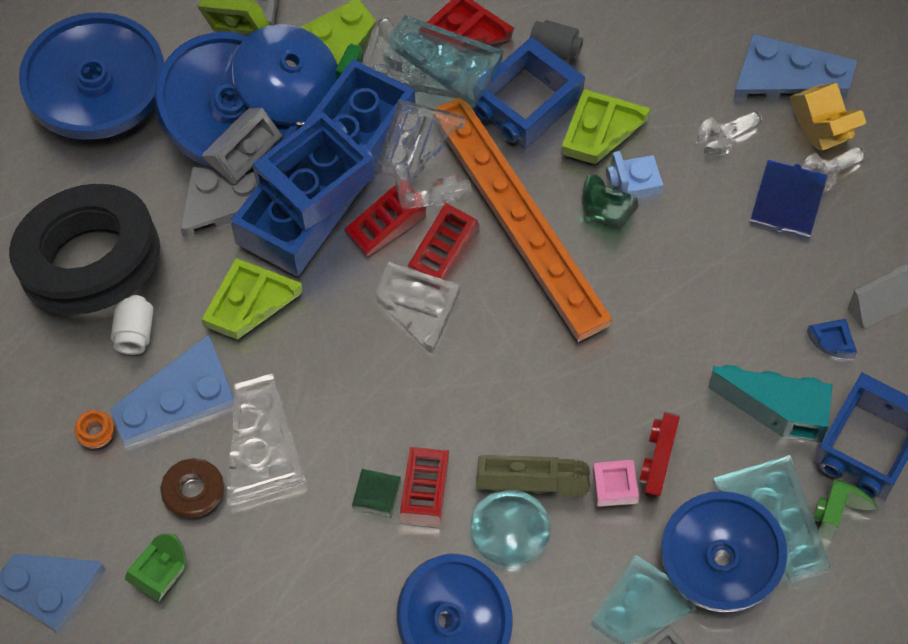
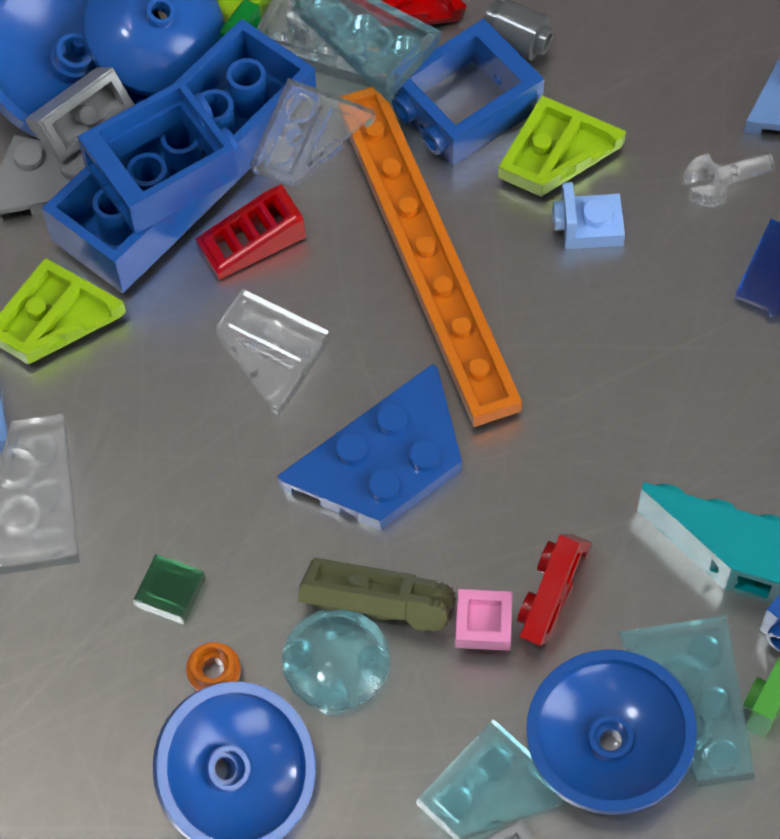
camera: 10 degrees right, 0 degrees up
(416, 537) = (211, 654): none -> orange plate
(421, 514) = (222, 625): red slope -> none
(442, 191) = (330, 205): clear plate -> none
(447, 215) = (318, 251): red slope -> none
(517, 372) = (384, 456): none -> blue wing
(605, 204) = (543, 250): clear green plate -> none

